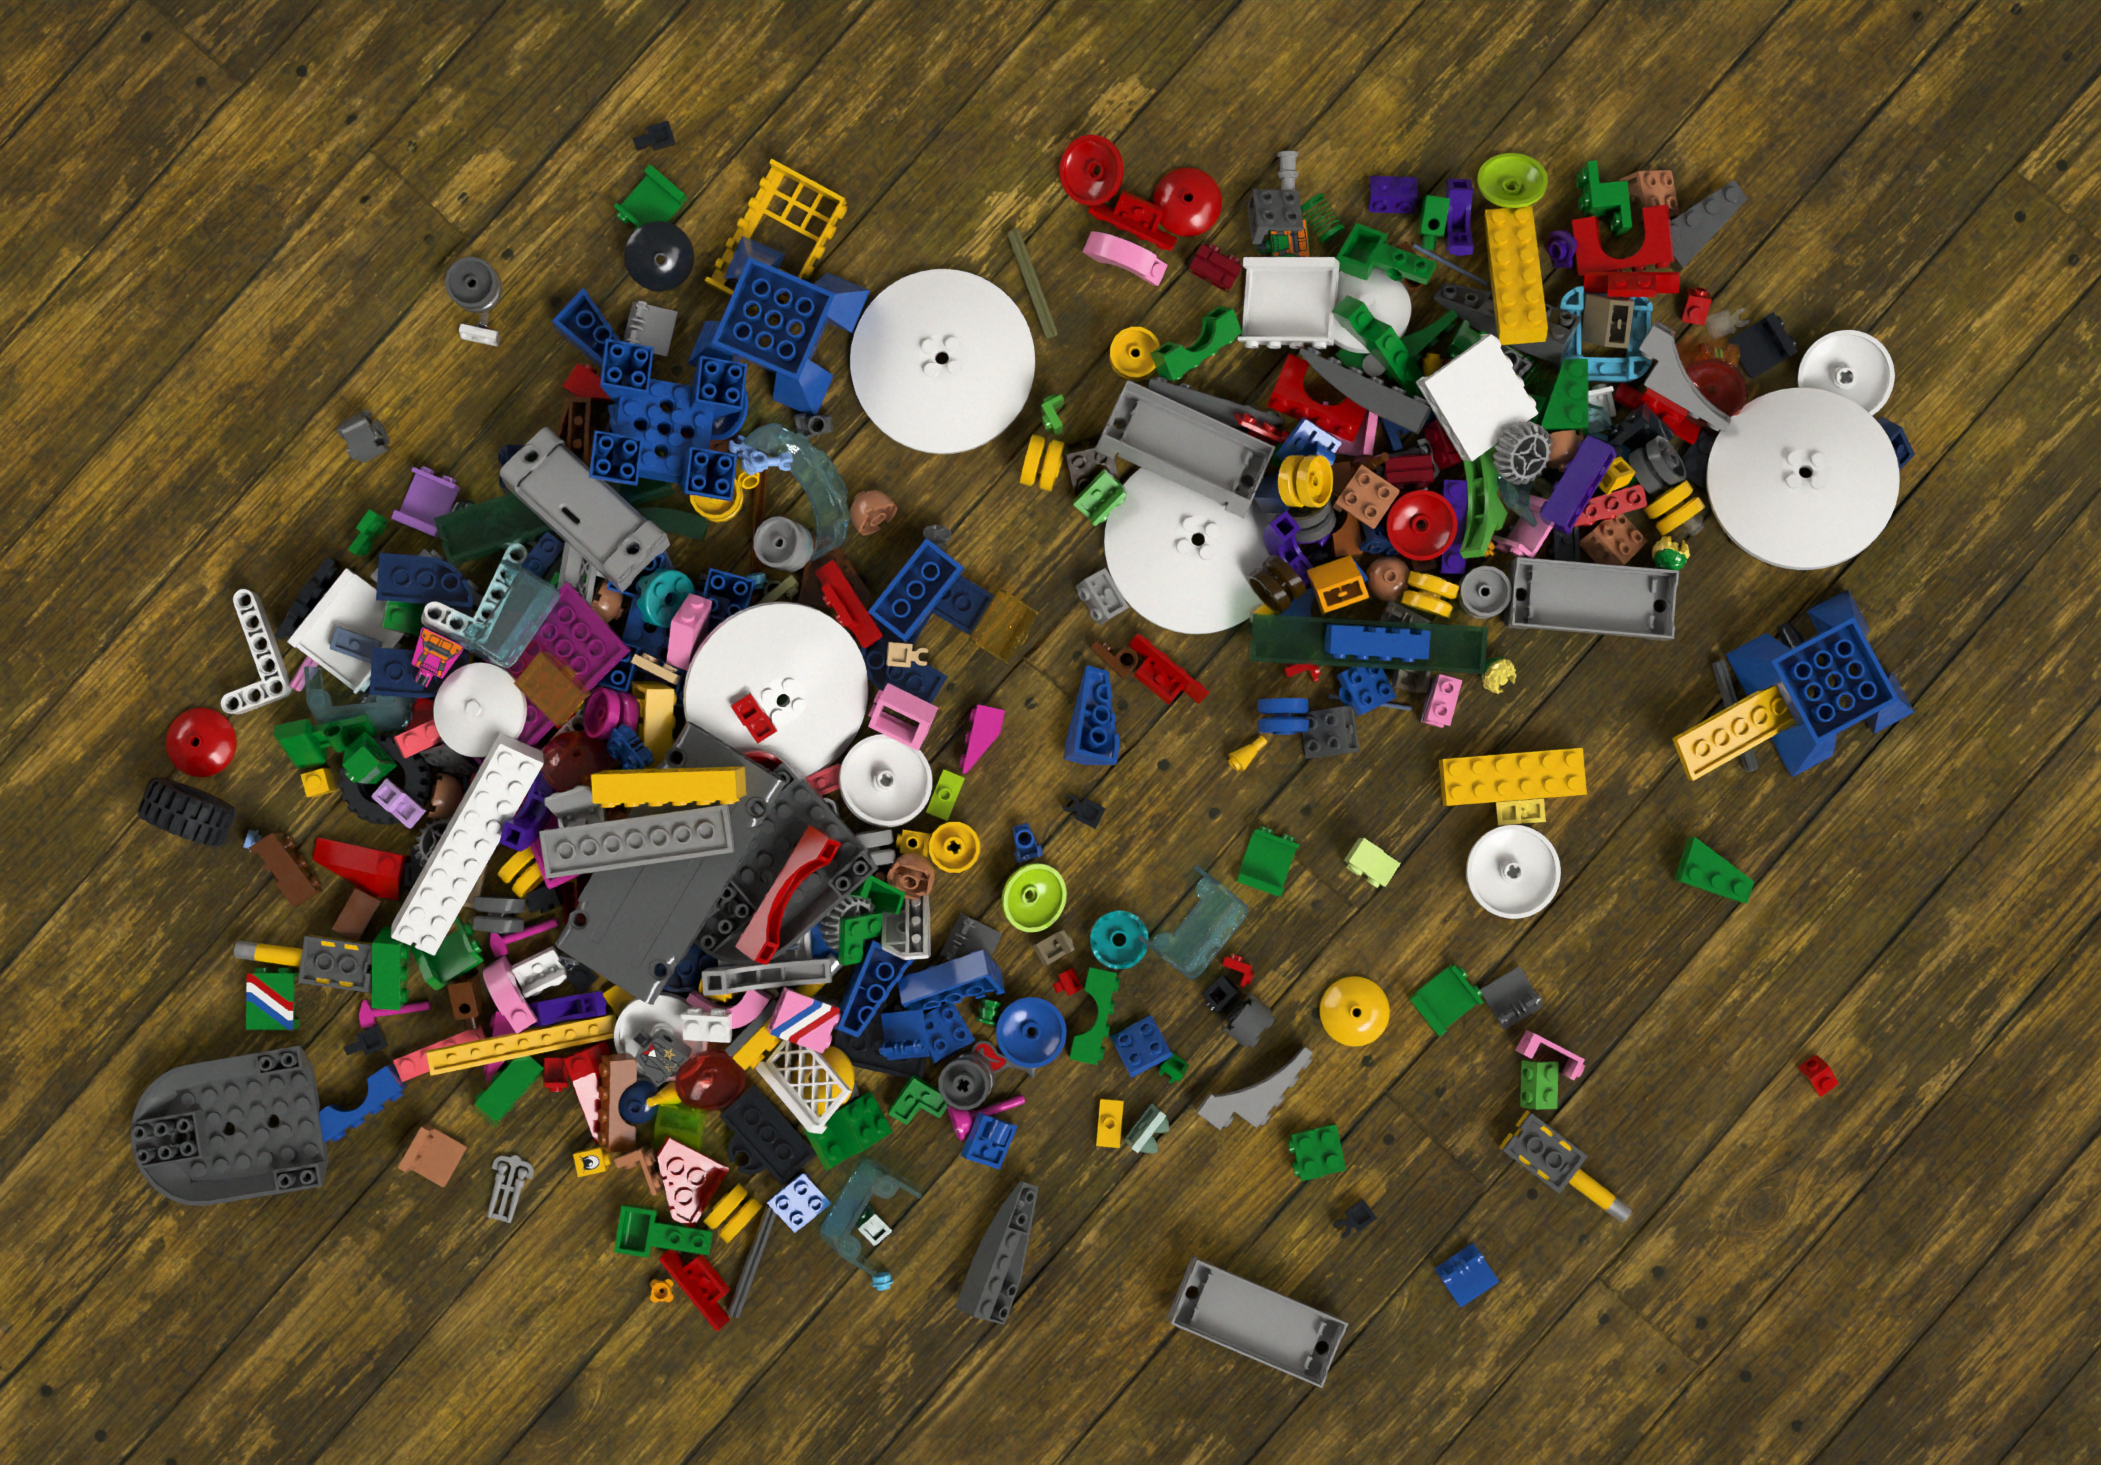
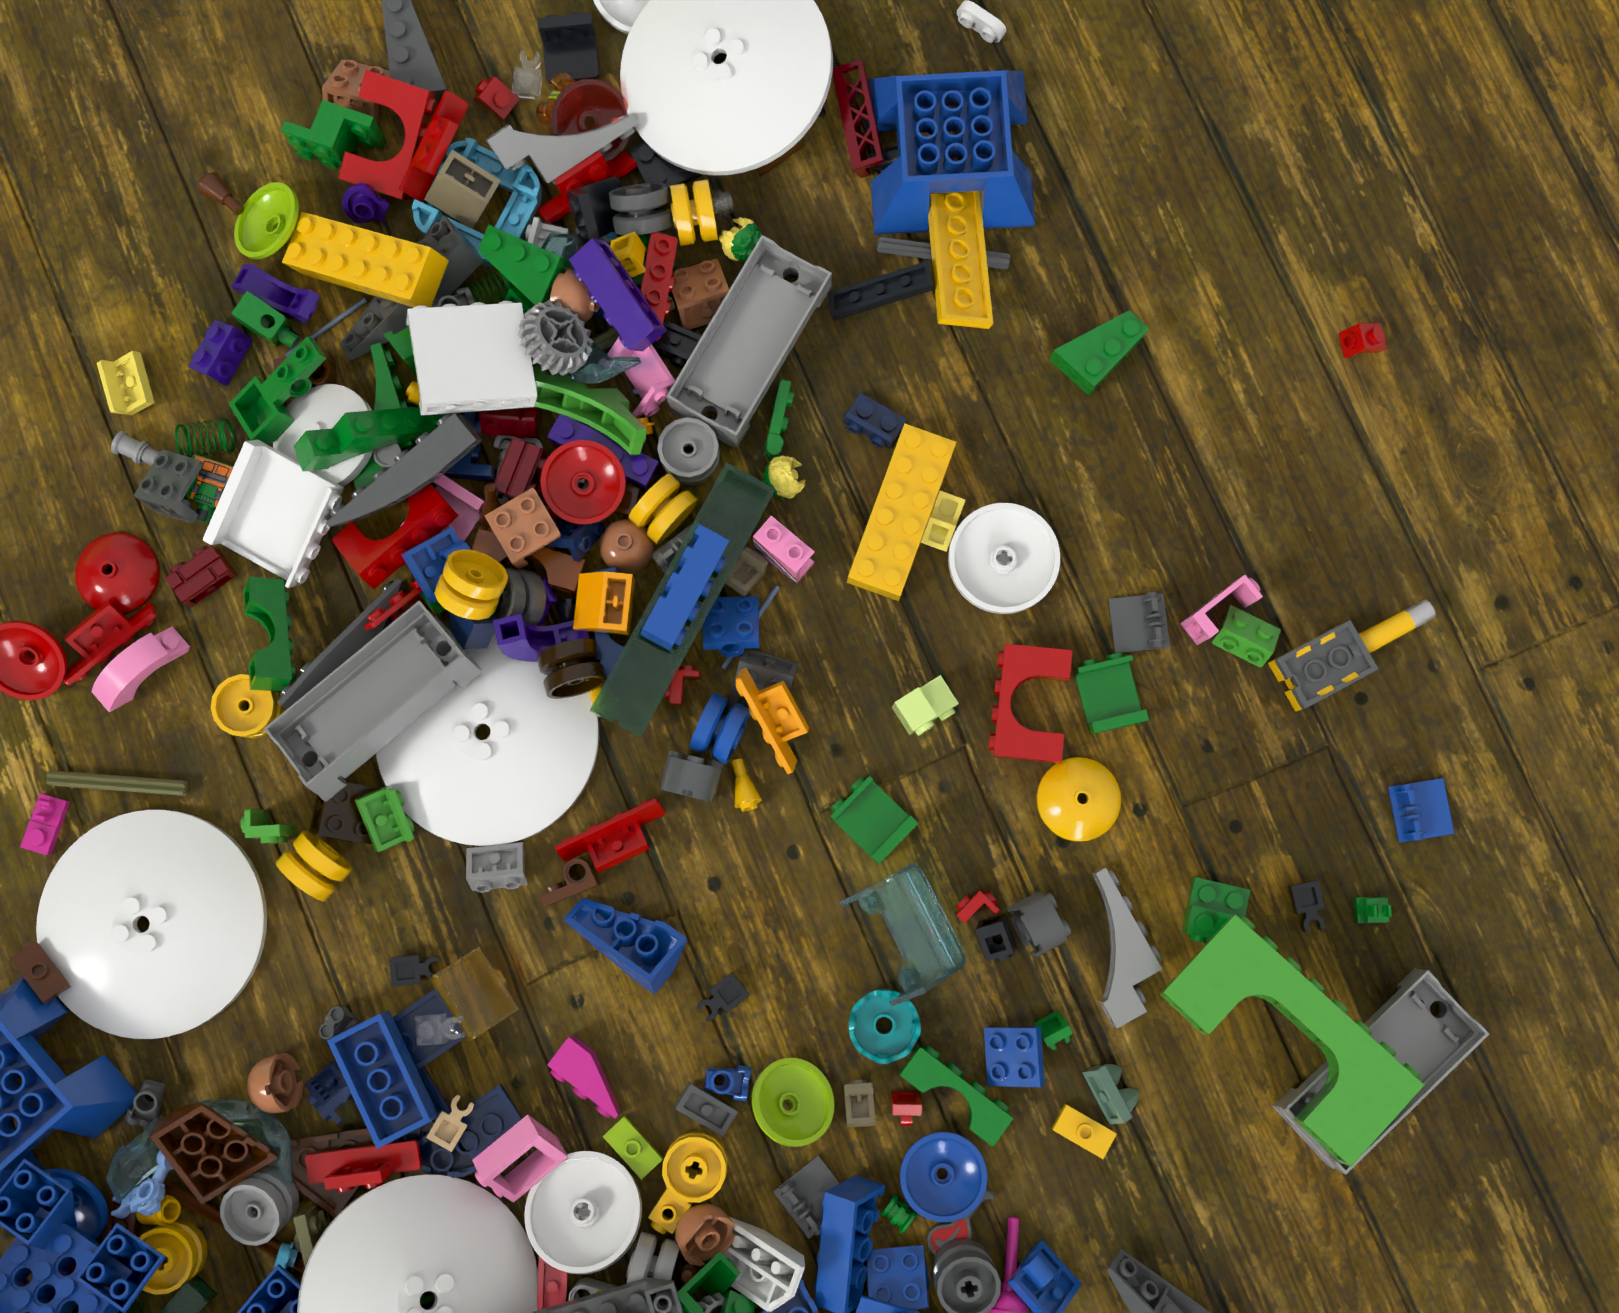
camera: 65 degrees left, 5 degrees down
(809, 490) = (208, 1149): none -> reddish brown wedge
(872, 300) = (40, 972): none -> reddish brown plate
(885, 553) = (328, 1091): none -> dark blue bracket
(967, 611) = (436, 1029): none -> clear plate
(977, 245) = (45, 824): none -> dark pink plate
(997, 568) = (407, 969): none -> black plate
(998, 835) = (705, 1108): none -> dark grey plate
(1237, 711) = (691, 776): none -> dark grey brick
(1288, 1184) = (1363, 1079): none -> bright green arch
(1312, 754) = (776, 715): none -> light orange bracket
(1335, 136) = (126, 384): none -> light yellow bracket
(1372, 1267) = (1371, 910): none -> green piece
(1435, 920) = (1019, 665): none -> red arch
(1519, 126) = (213, 187): none -> reddish brown cone
(1539, 649) = (778, 421): none -> green hinge
(1574, 723) = (874, 421): none -> dark blue bracket
(1680, 682) = (881, 290): none -> black plate
(1809, 595) = (851, 117): none -> dark red fence
(1938, 668) = (975, 17): none -> white plate

